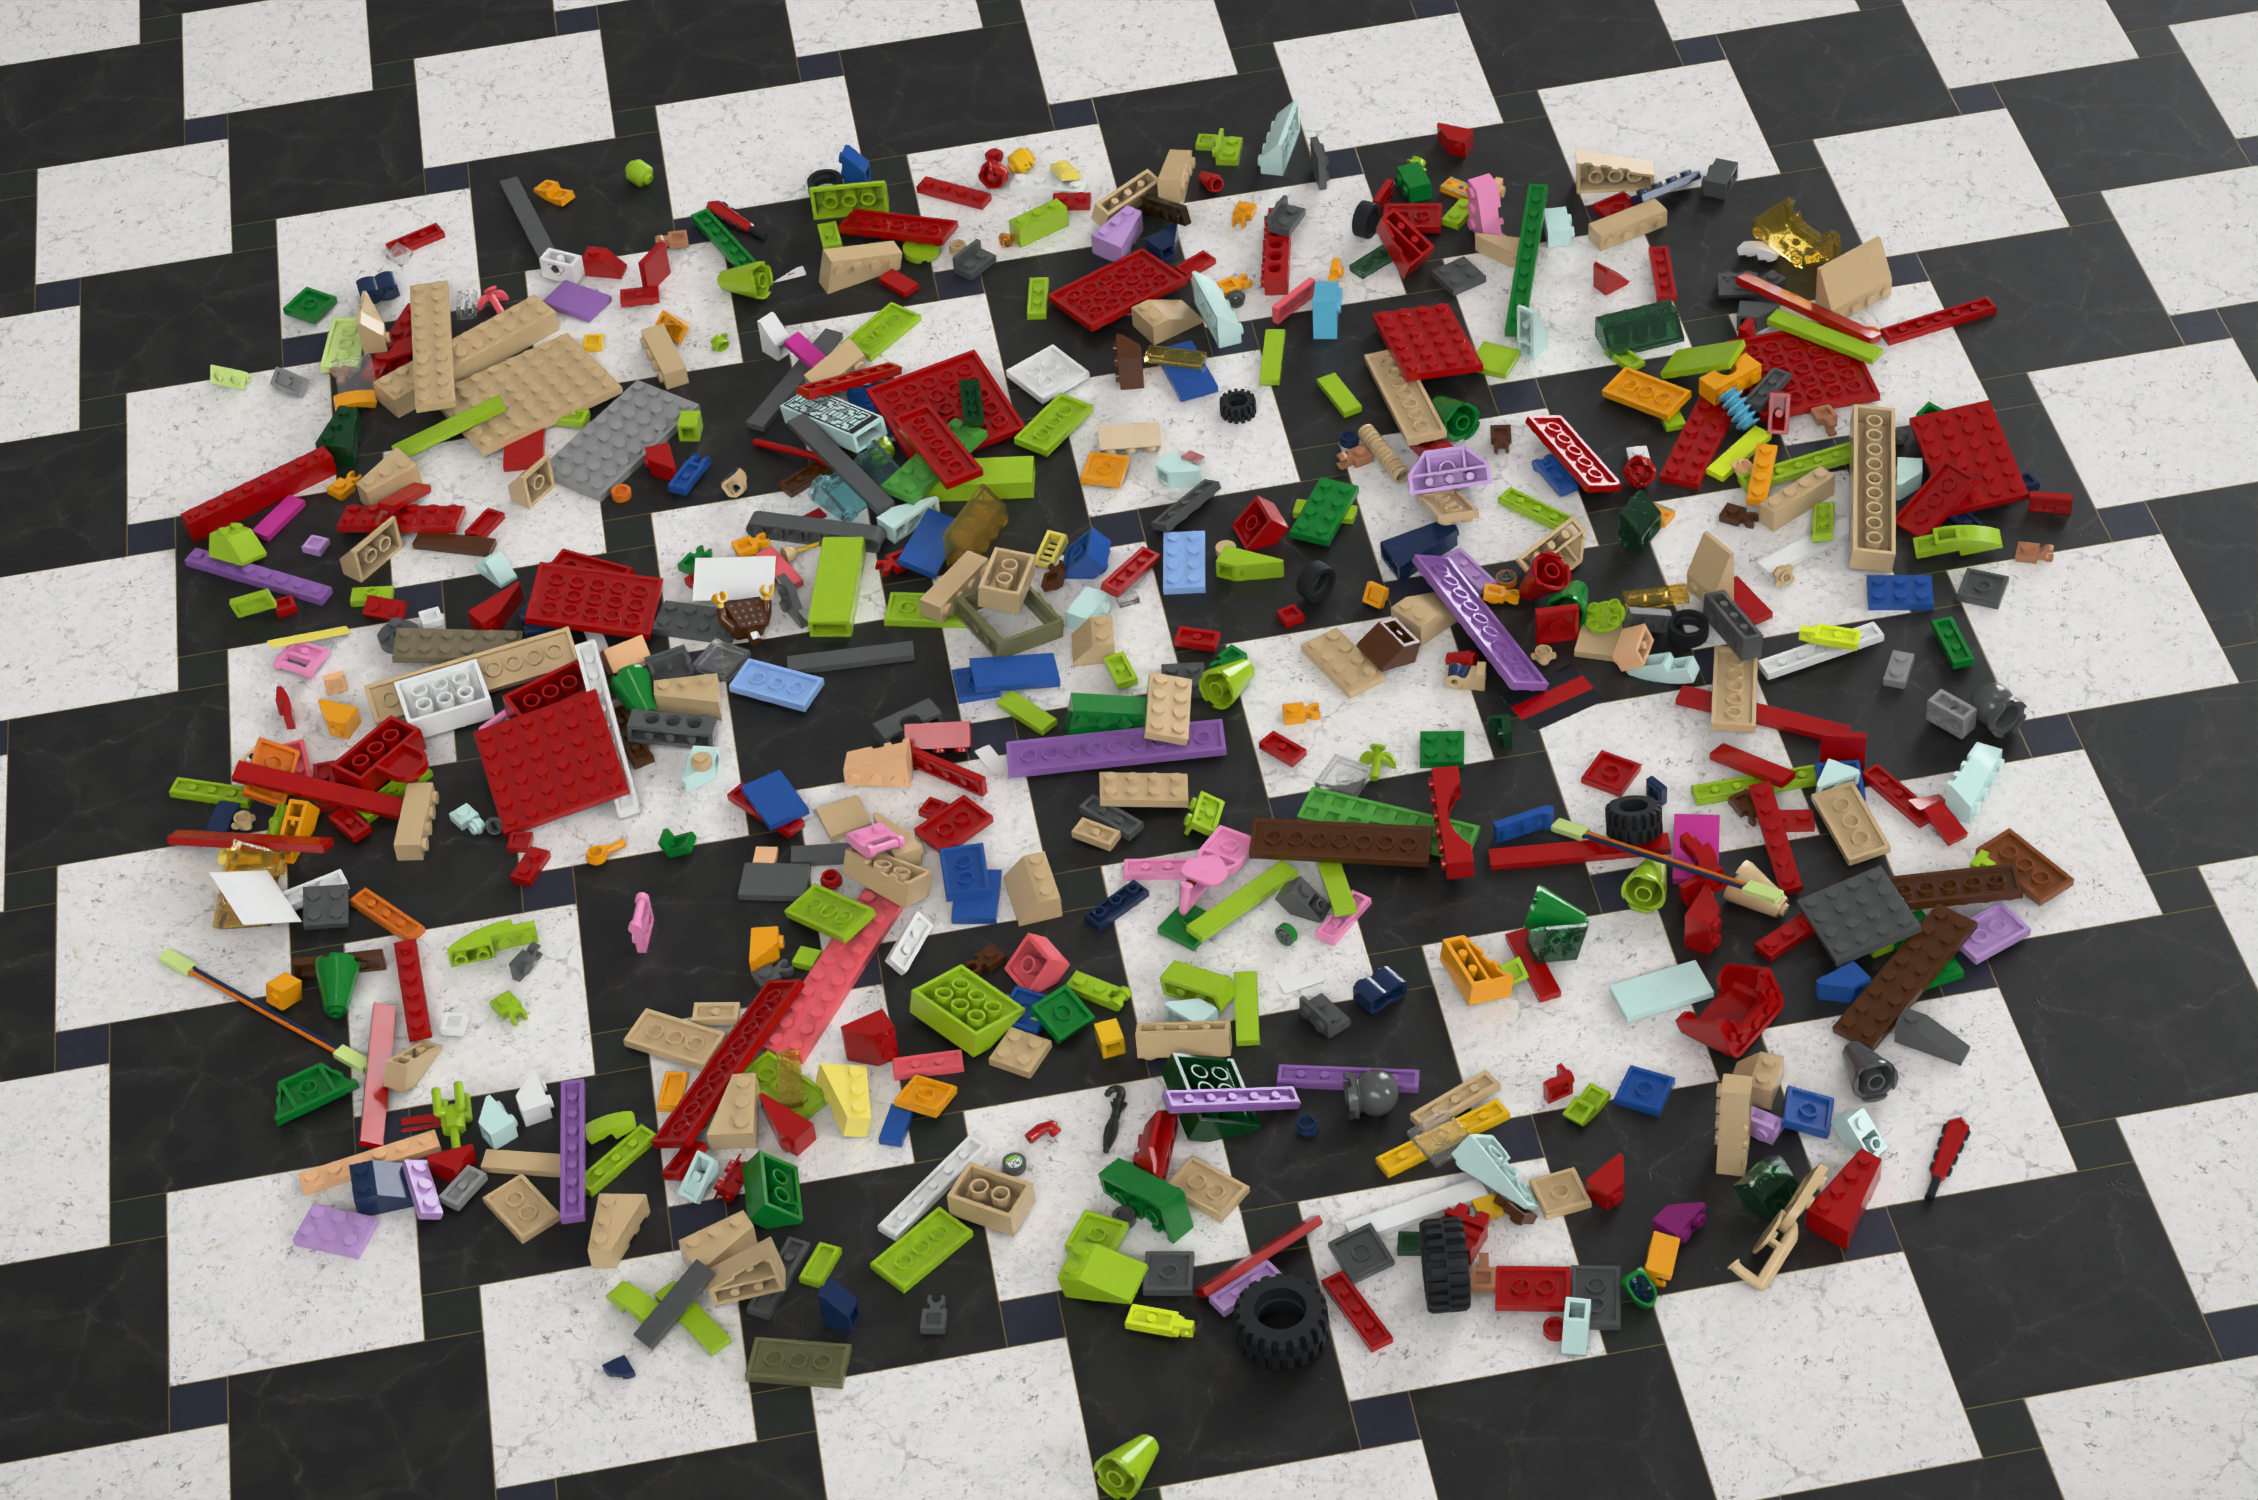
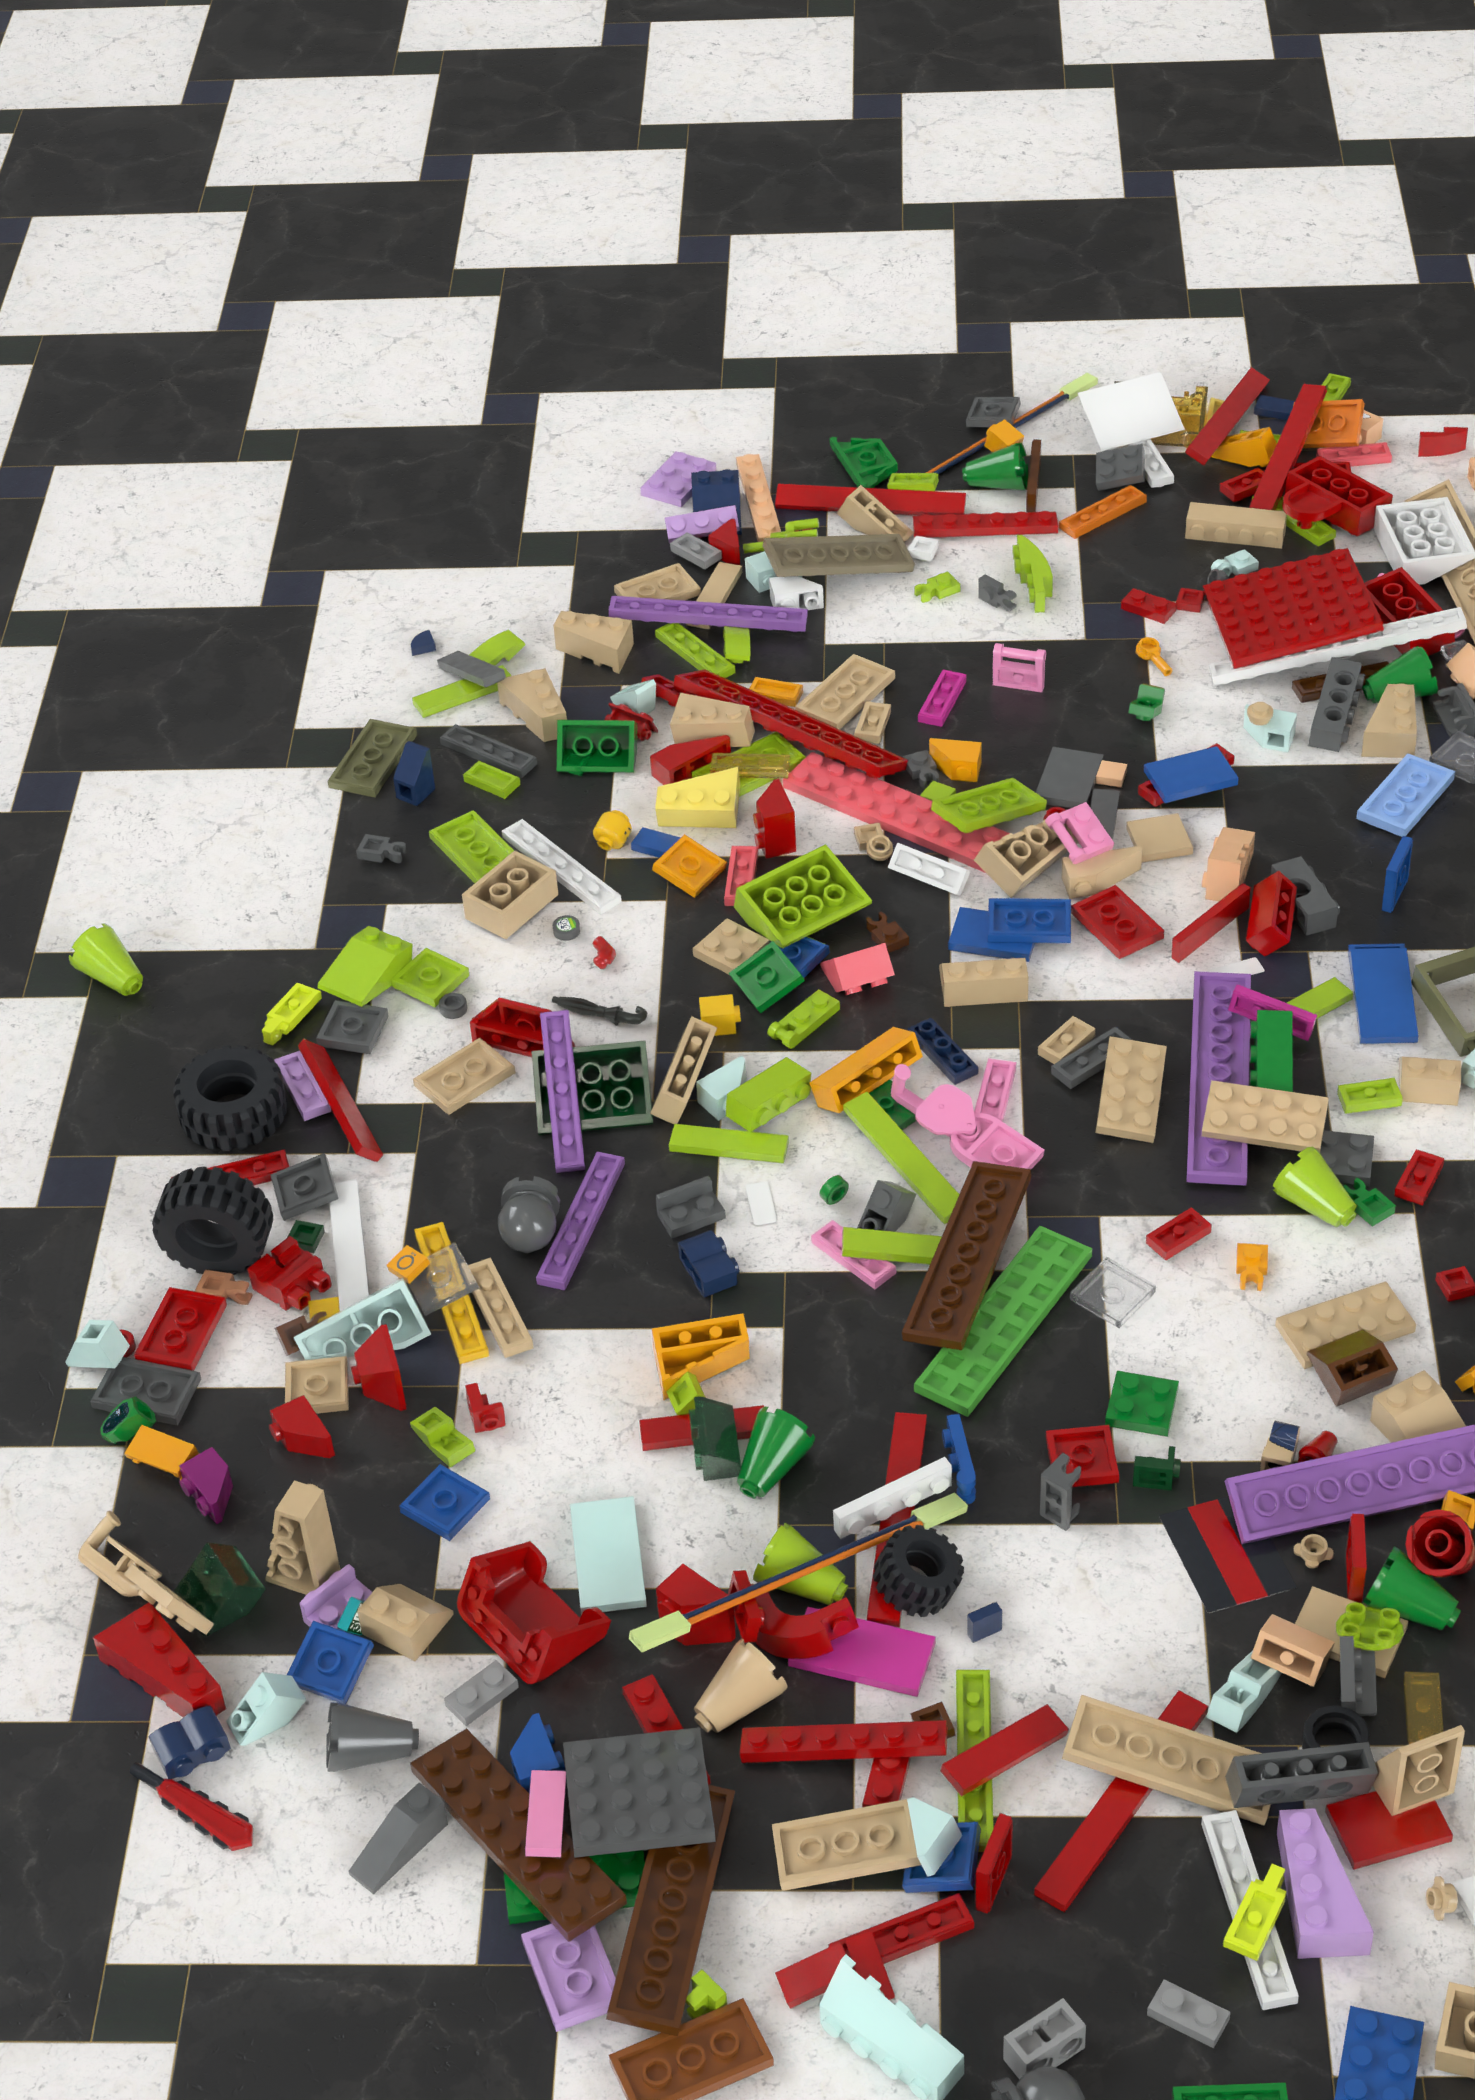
camera: 100 degrees right, 0 degrees up
(227, 1012) = (992, 410): none -> dark grey tile
(243, 820) = (1272, 418): tan plate -> none
(339, 718) = (1415, 474): light orange slope -> none
(356, 1042) = (913, 481): none -> lime plate
(485, 1068) = (838, 555): none -> dark tan plate
(671, 978) = (942, 698): none -> dark pink tile
(748, 1274) = (481, 717): tan wedge -> none
(852, 657) = (1448, 863): dark grey tile -> none
(865, 993) = (865, 833): none -> tan tile
(884, 979) = (879, 841): none -> tan plate
(886, 670) = (1397, 874): none -> blue tile
(889, 1155) = (612, 830): none -> yellow head
(931, 807) = (1158, 910): red tile -> none
(1055, 718) = (1247, 1002): none -> dark pink tile
(1149, 1197) = (444, 1017): green wedge -> none
(1156, 934) = (865, 1069): none -> light orange brick
(1204, 814) = (1071, 1141): lime bracket -> none
(1306, 1125) = (519, 1167): dark blue plate -> none
(1375, 757) = (1133, 1322): lime plant -> none
(1436, 1154) = (408, 1264): none -> light orange tile
(1456, 852) = (907, 1361): red arch -> none
(1501, 768) = (1087, 1448): none -> red plate
(1544, 1142) = (378, 1370): none -> red slope
(1545, 762) = (1057, 1493): none -> dark grey hinge
(1575, 843) = (892, 1498): none -> white plate
(1611, 773) = (1045, 1585): red tile -> none
(1768, 1101) = (349, 1620): none -> teal tile
(1783, 624) = (1319, 1894): none -> lavender wedge
(1798, 1030) = (481, 1693): none -> light grey plate
(1895, 952) = (545, 1813): none -> bright pink tile
(1903, 1167) = (189, 1742): none -> dark blue brick

